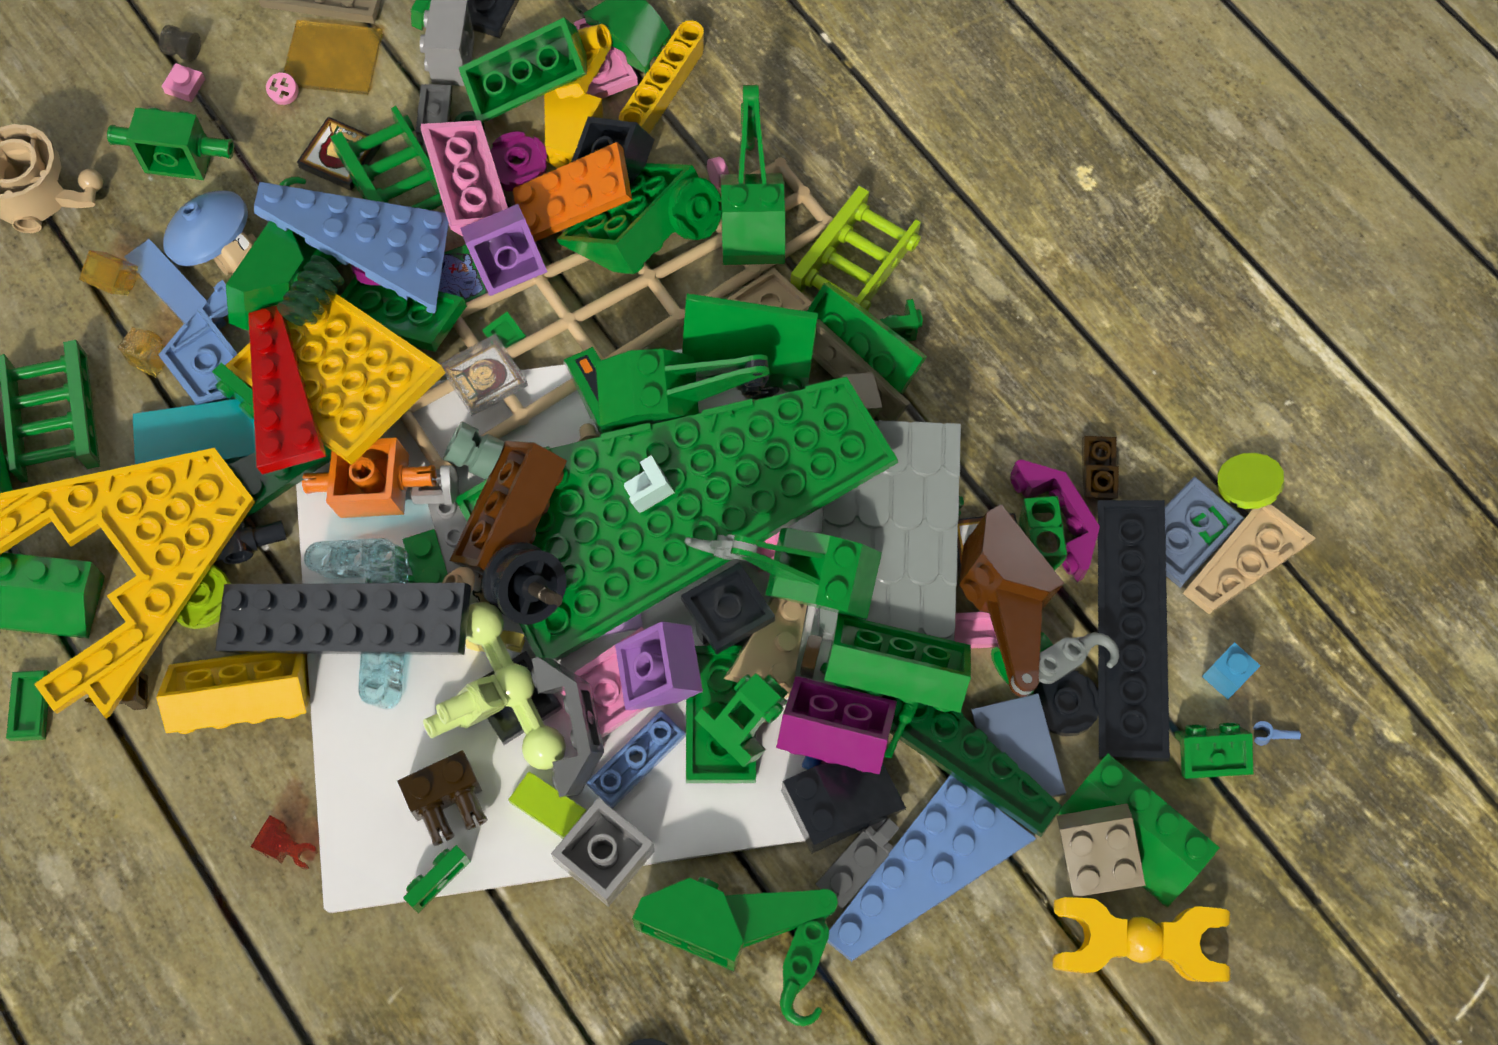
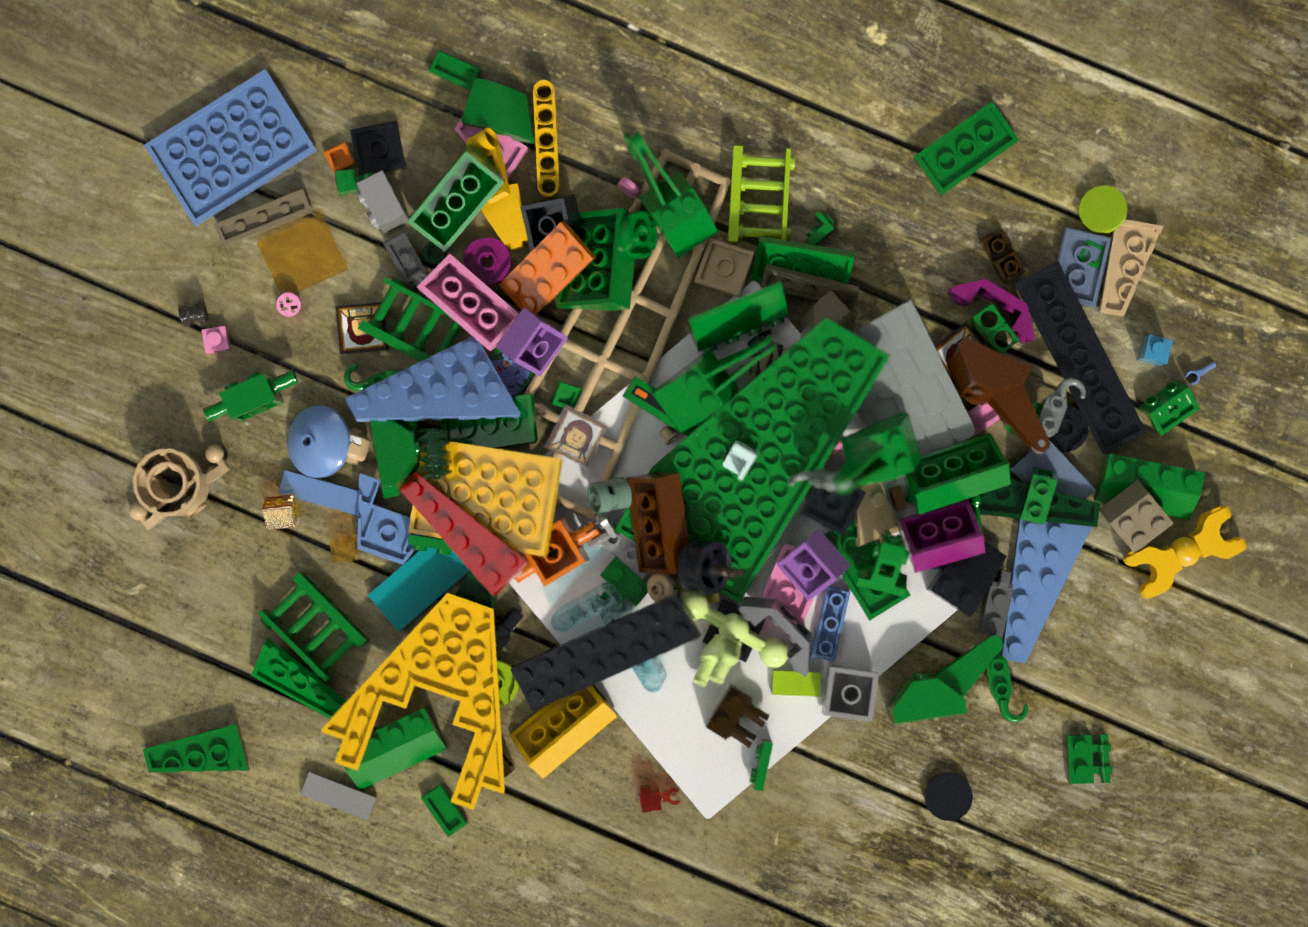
camera: 25 degrees left, 20 degrees up
(987, 754) = (1039, 495): none -> green bracket
(1121, 334) = (966, 148): none -> green plate

